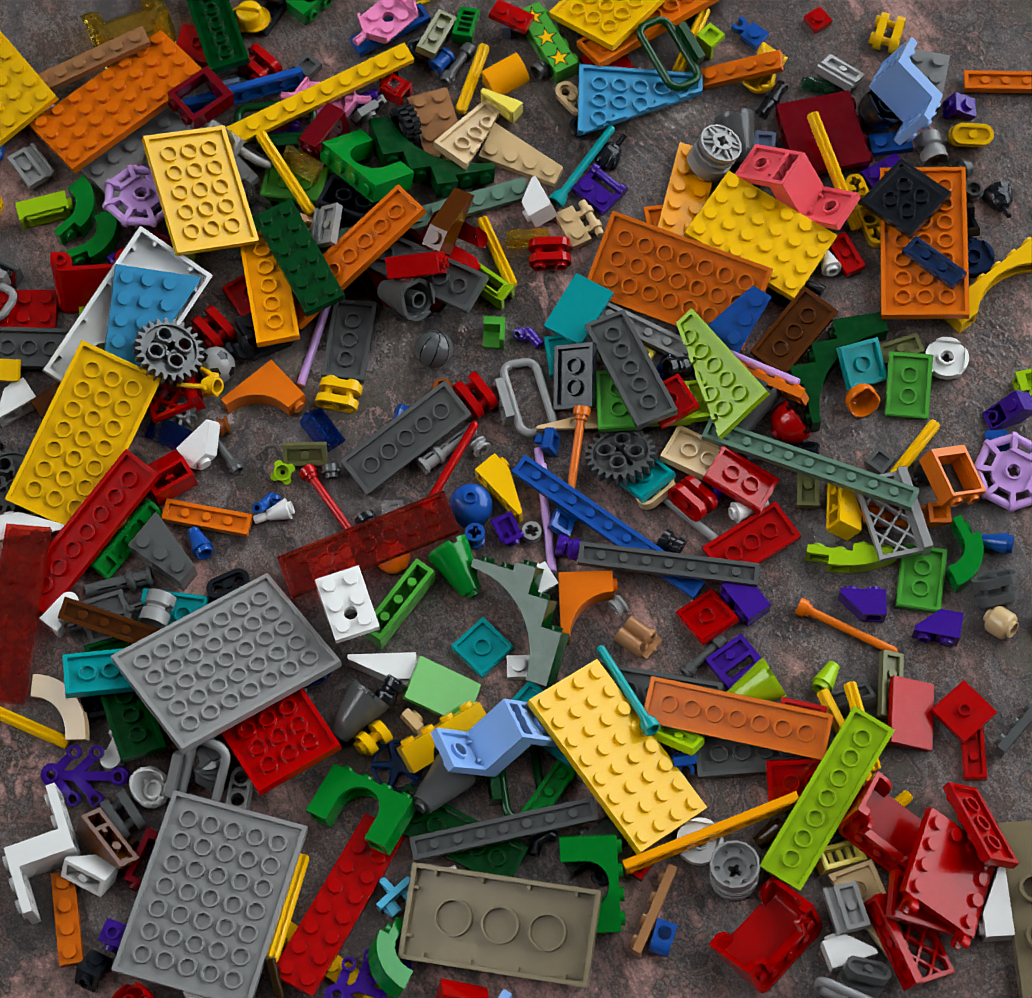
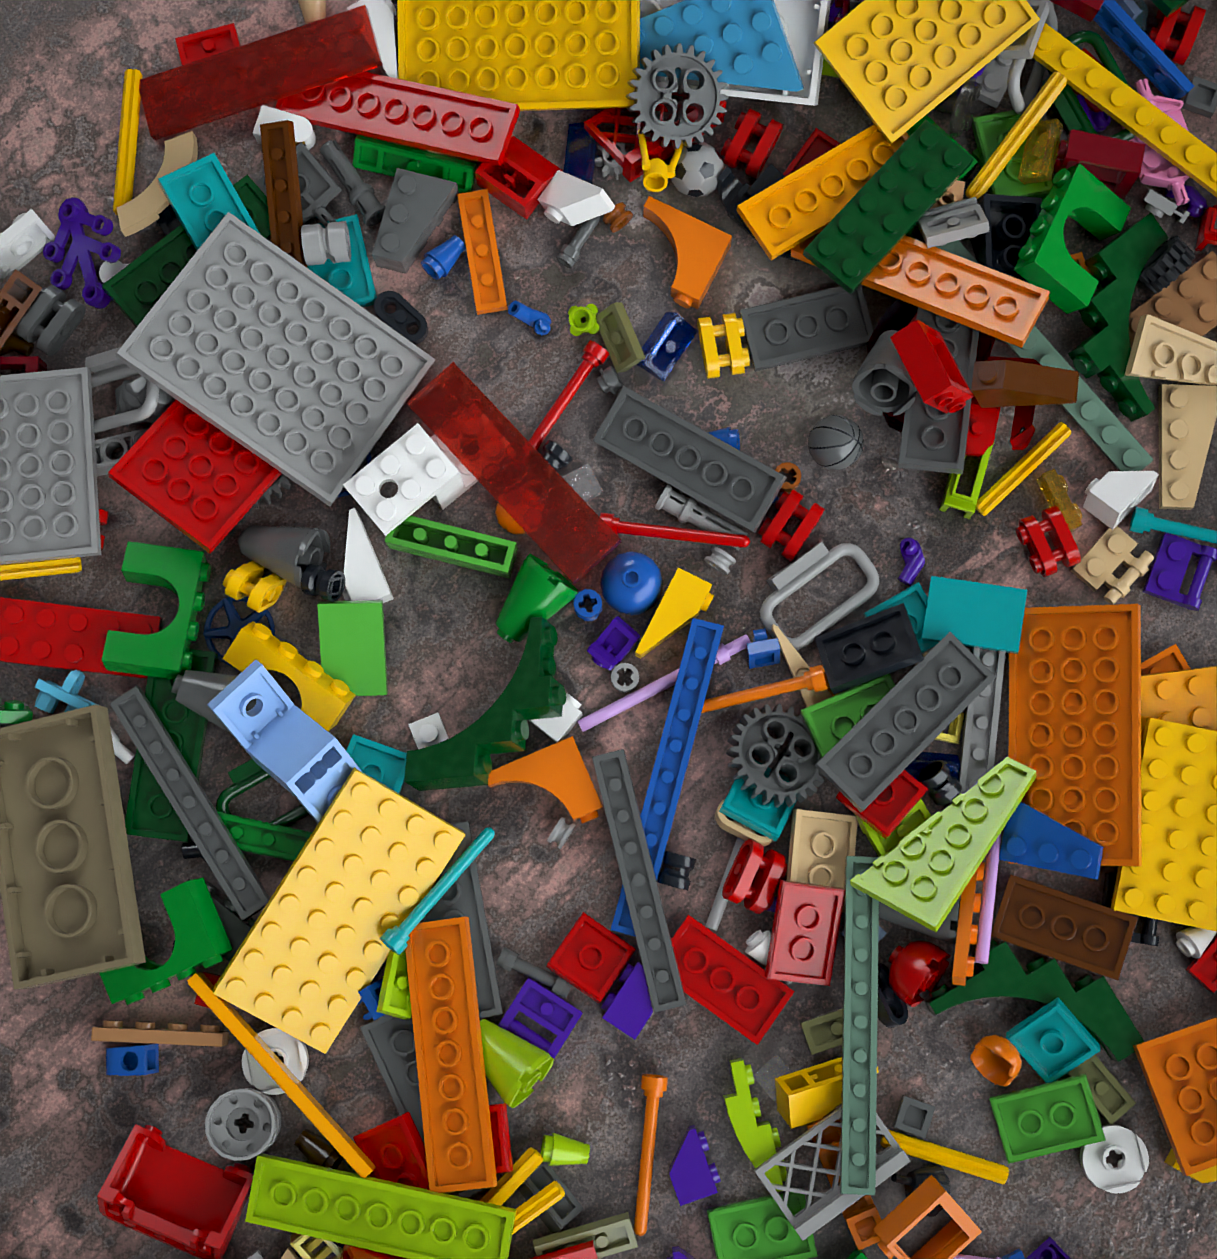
camera: 70 degrees right, 15 degrees up
(148, 786) = (95, 333): white hair -> none
(280, 511) = (528, 341): white cone -> none
(313, 347) = (774, 284): lavender bar -> none
(412, 720) = (301, 629): tan plate -> none
(482, 647) = (439, 676): teal tile -> none
(494, 332) = (896, 514): bright green panel -> none
(561, 522) = (650, 712): blue plate -> none
(572, 550) = (619, 741): dark purple wheel -> none
(638, 638) = (526, 876): medium nougat piece -> none

